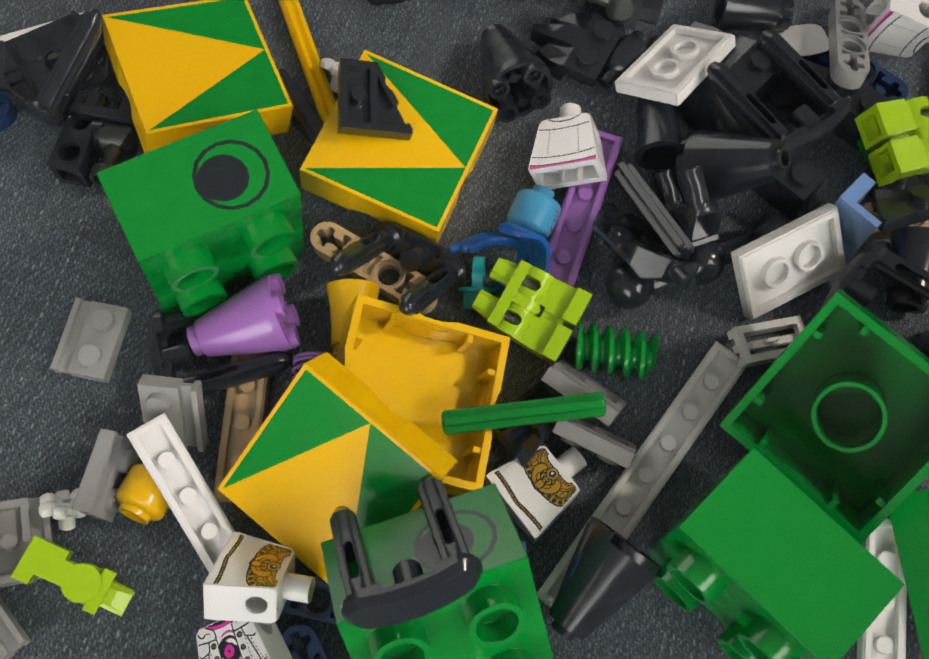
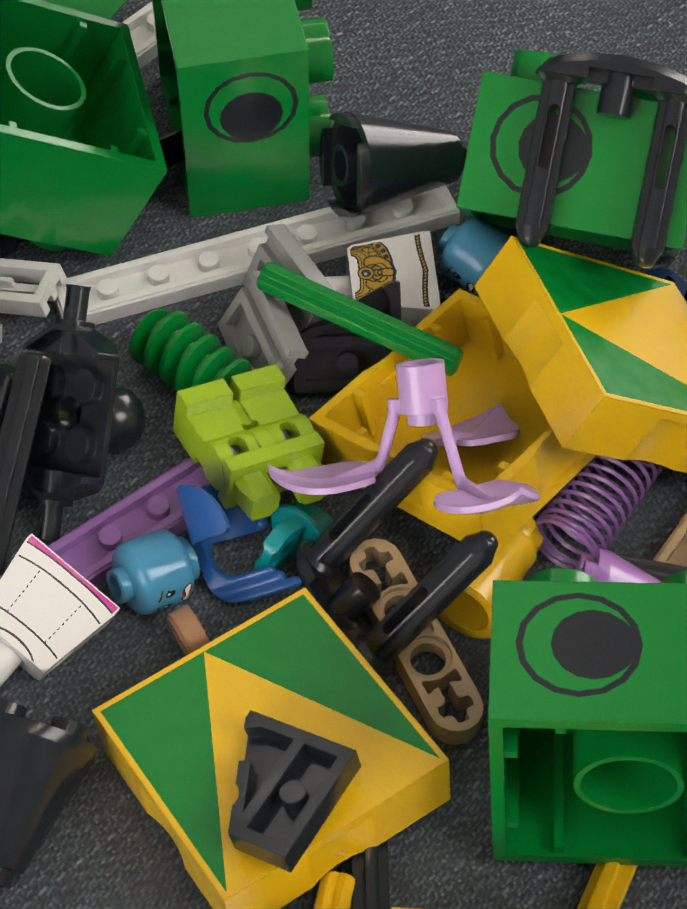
camera: 150 degrees left, 15 degrees down
(460, 281) = (425, 402): none -> lavender plant
(488, 193) = (187, 629): none -> medium nougat tile

